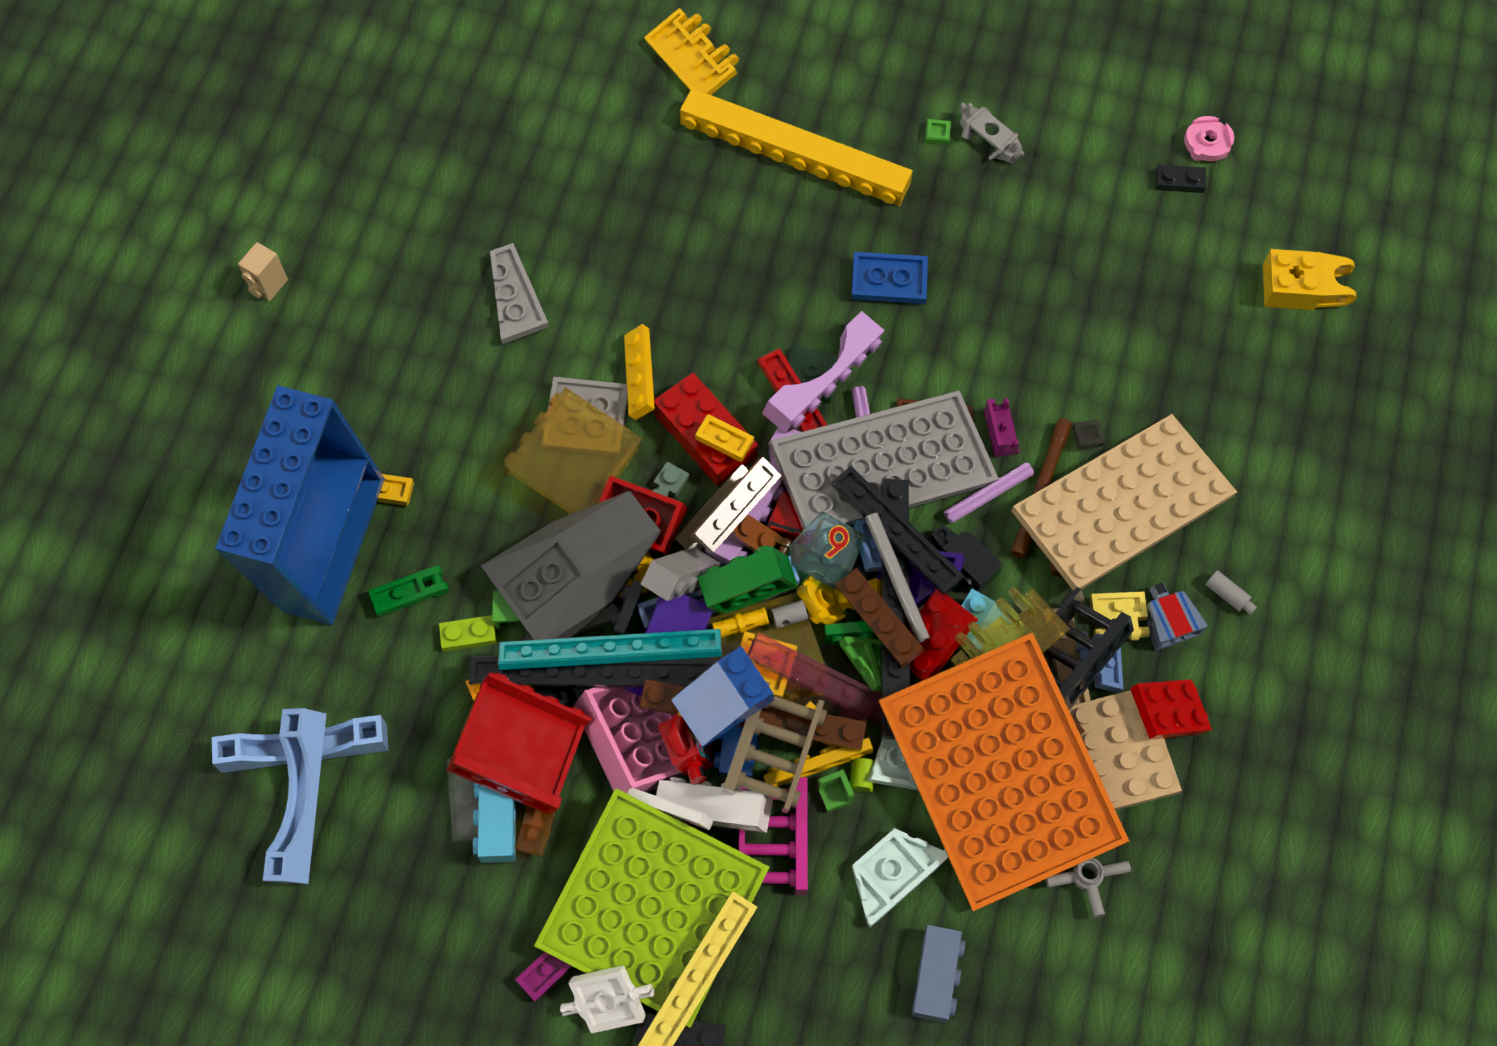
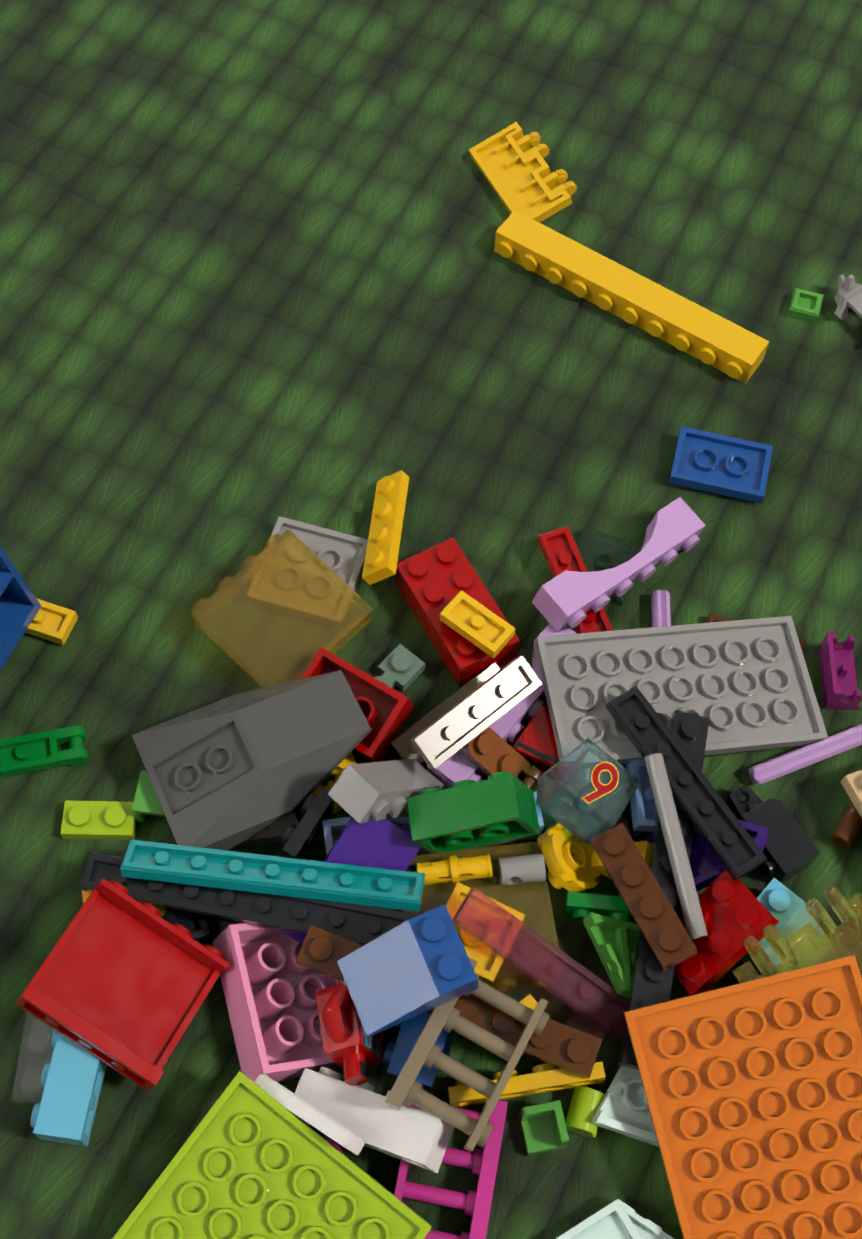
camera: 10 degrees right, 5 degrees down
(516, 300) = (254, 419): light grey wing -> none
(535, 832) = (122, 1110): clear orange hips -> none

